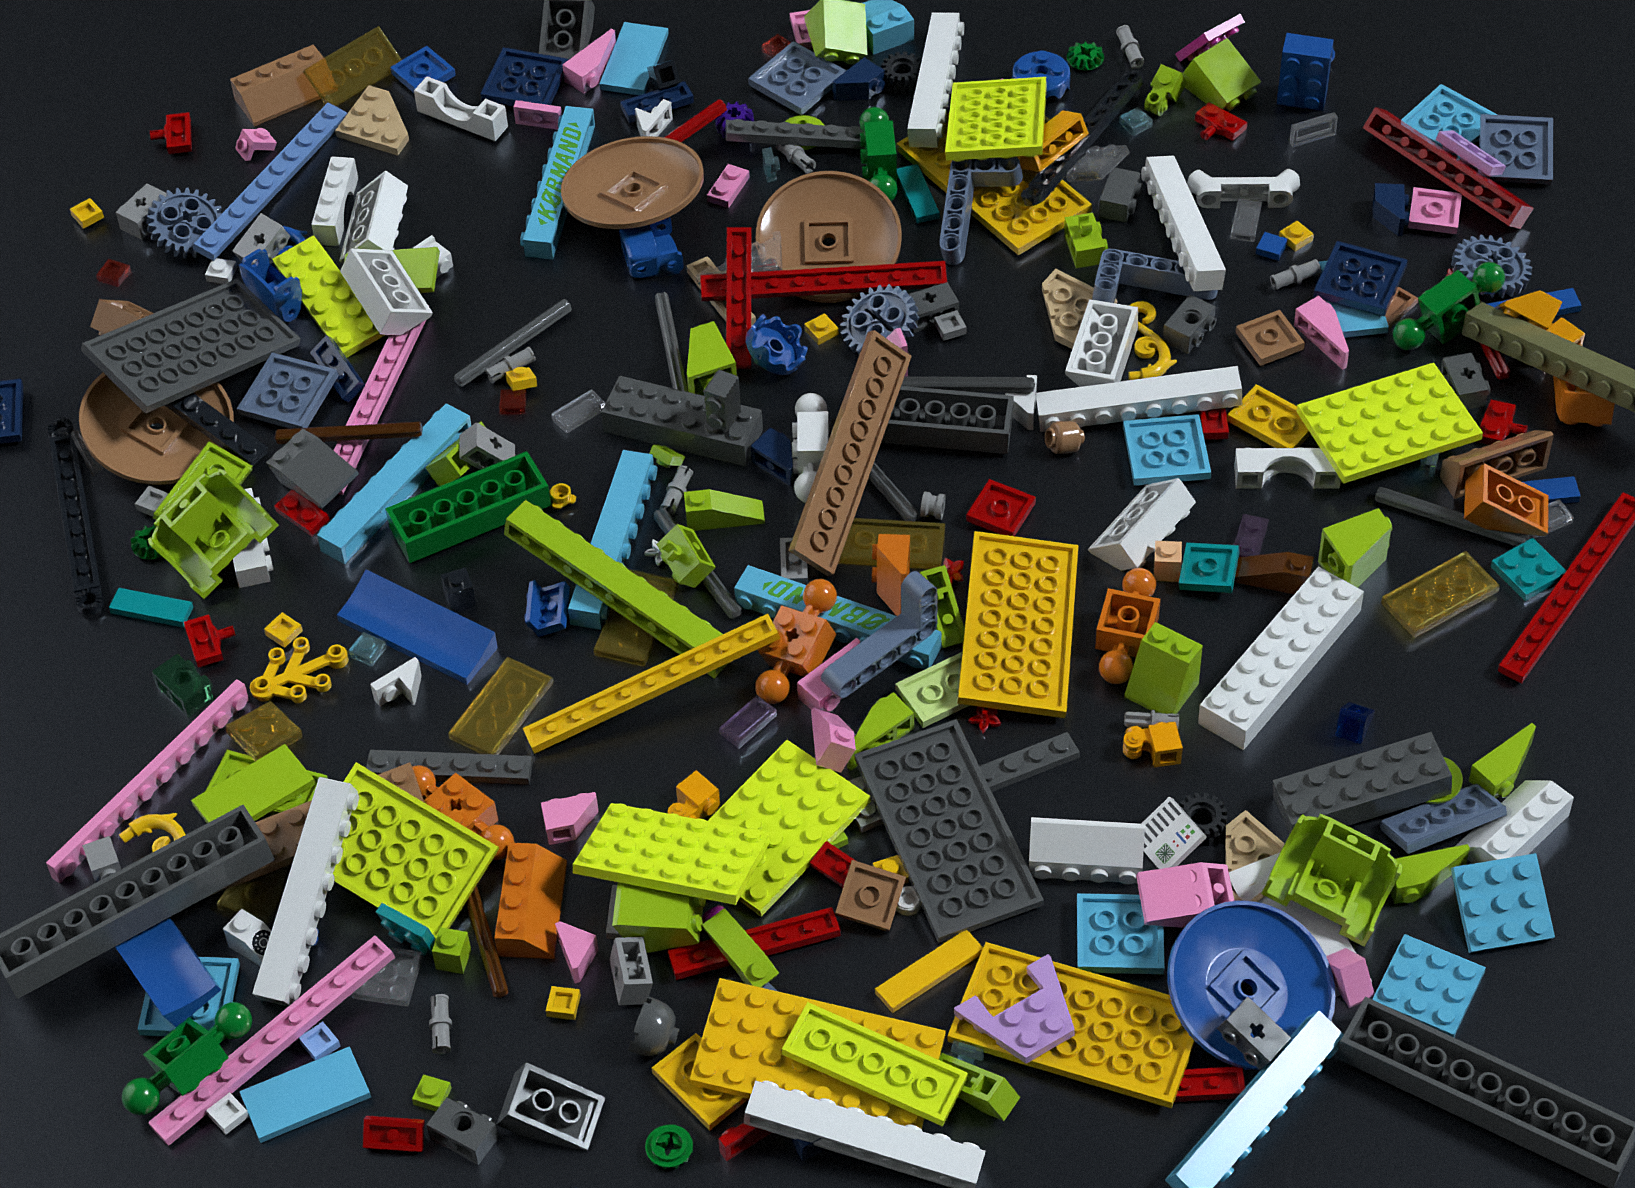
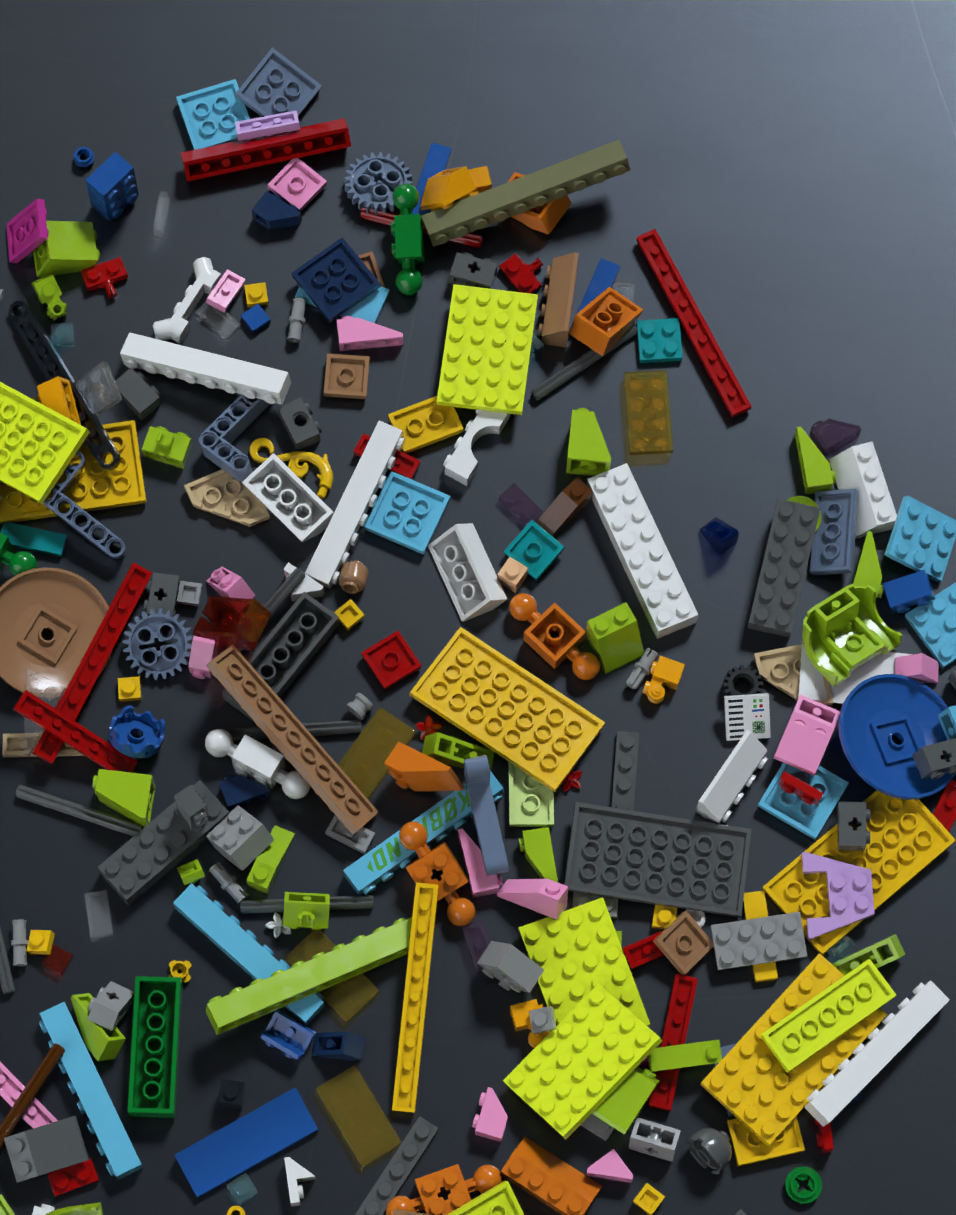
camera: 65 degrees left, 20 degrees up
(564, 655) = (339, 1045): none -> dark blue slope
(696, 800) = (542, 1020): none -> light grey plate
(724, 468) = (240, 837): none -> light grey brick
(735, 745) = (510, 967): none -> light grey brick
(920, 965) = (758, 941): none -> light grey plate
(945, 358) = (237, 622): none -> clear red piece
(979, 350) = (229, 584): none -> bright pink slope
(1023, 454) = (349, 614): none -> yellow plate
(1111, 985) = (847, 837): none -> dark grey brick
(1119, 928) = (794, 785): none -> red plate
(1278, 207) = (225, 290): none -> bright pink plate
(1431, 919) = (909, 591): none -> blue brick
(1554, 763) = (832, 435): none -> clear purple slope

